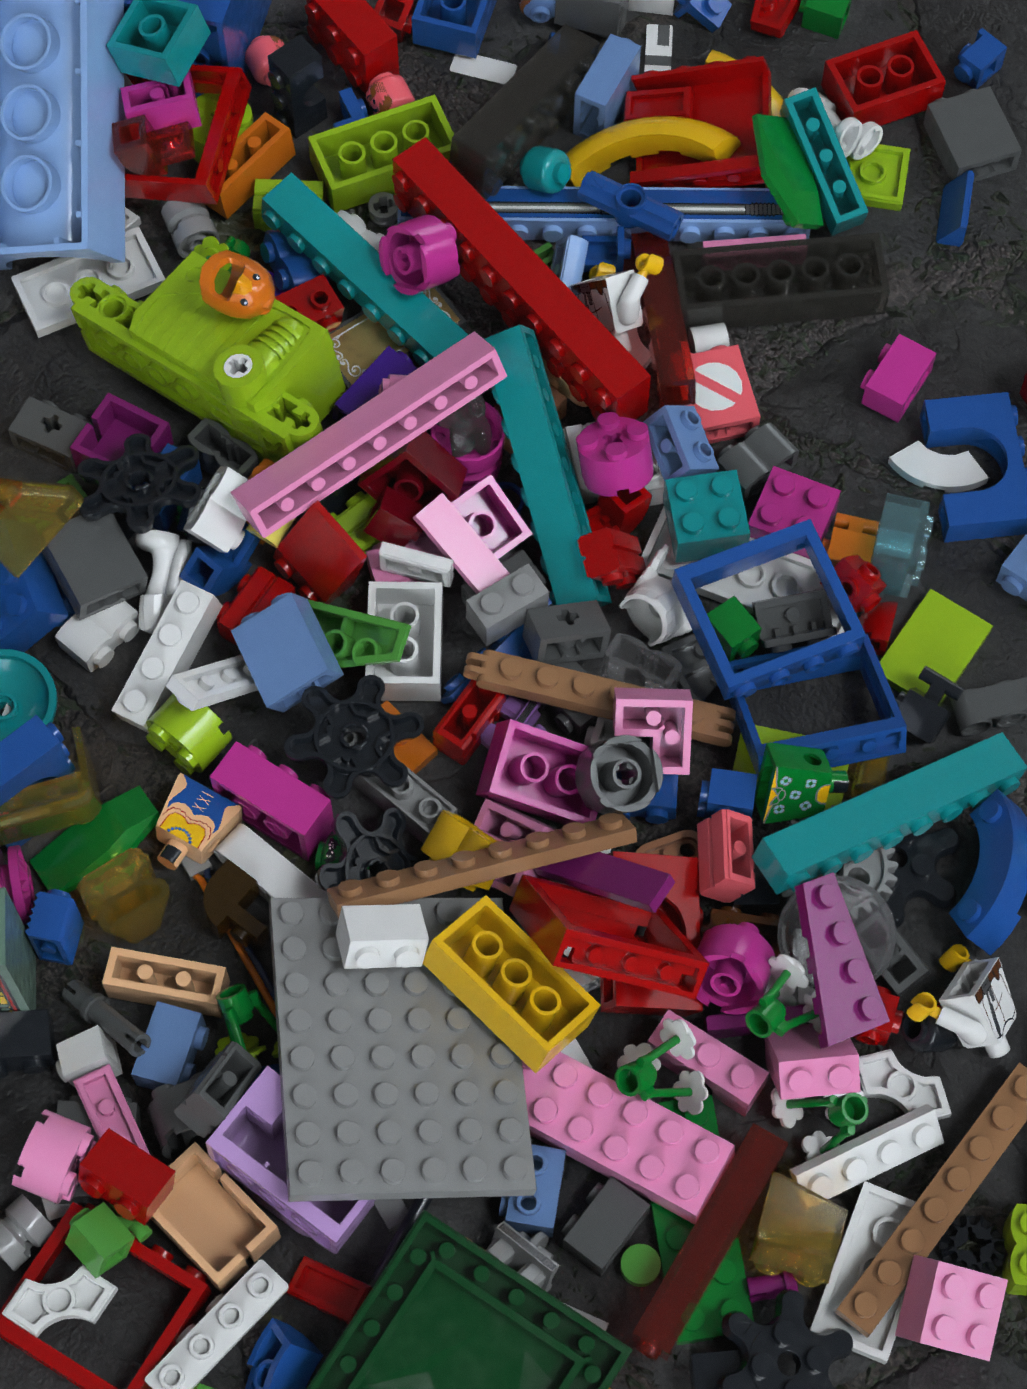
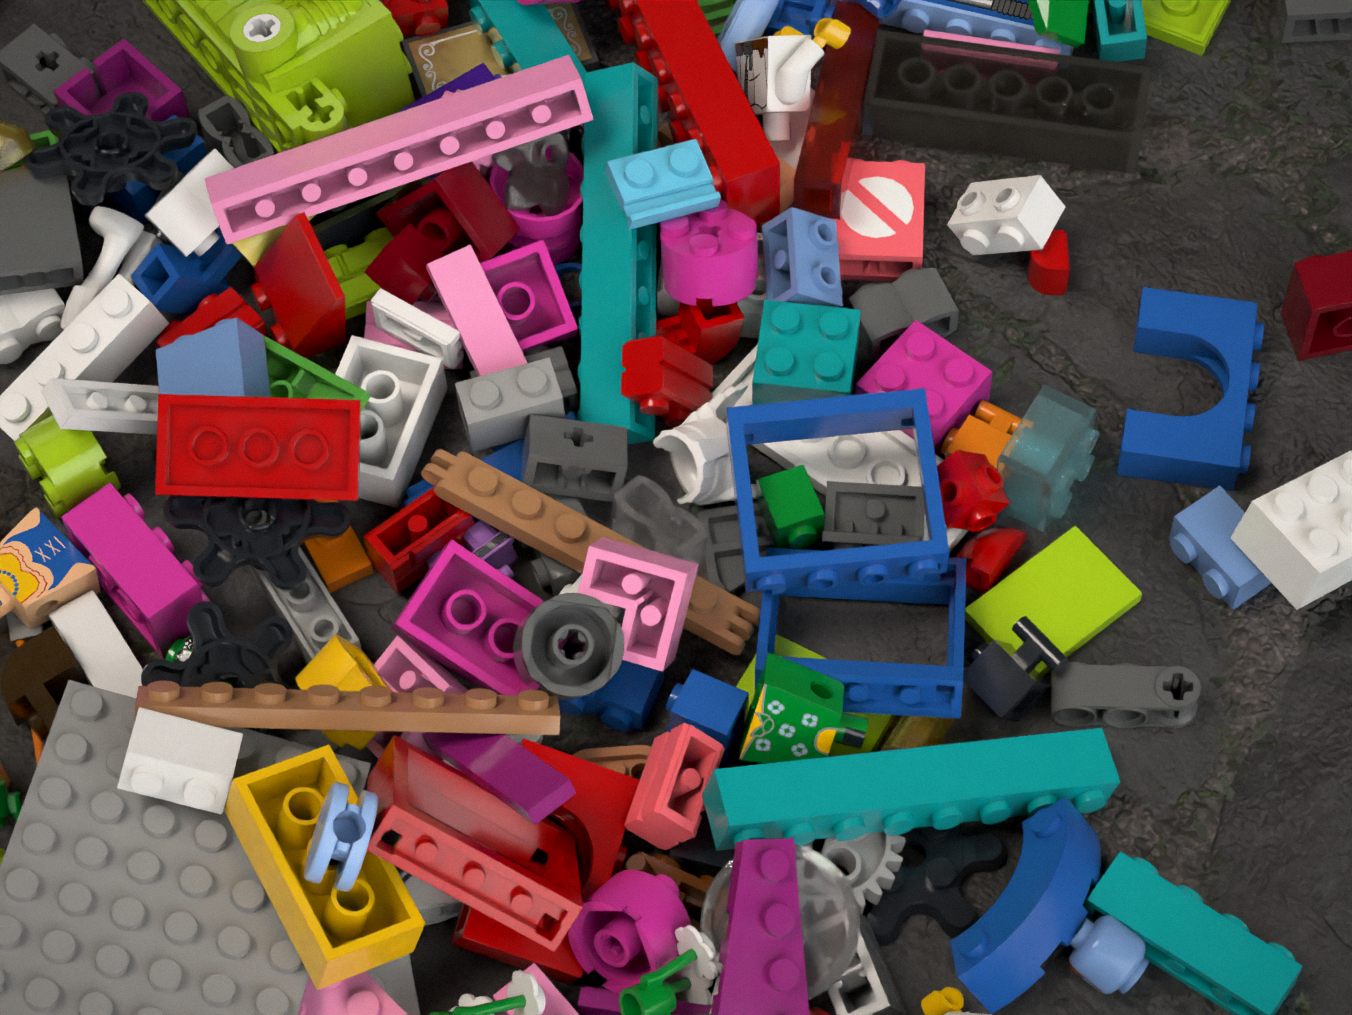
camera: 20 degrees right, 5 degrees down
(344, 686) = (258, 447): none -> red plate
(530, 961) = (342, 835): none -> light blue head
(569, 411) = (662, 184): none -> medium azure plate
(707, 336) = (894, 146): white brick -> none
(810, 370) = (1006, 215): none -> white brick
(848, 397) = (1050, 266): none -> red brick
(897, 378) = (1121, 253): dark pink brick -> none
(936, 470) = (1136, 382): white tile -> none
(955, 210) = (1271, 69): blue slope -> none

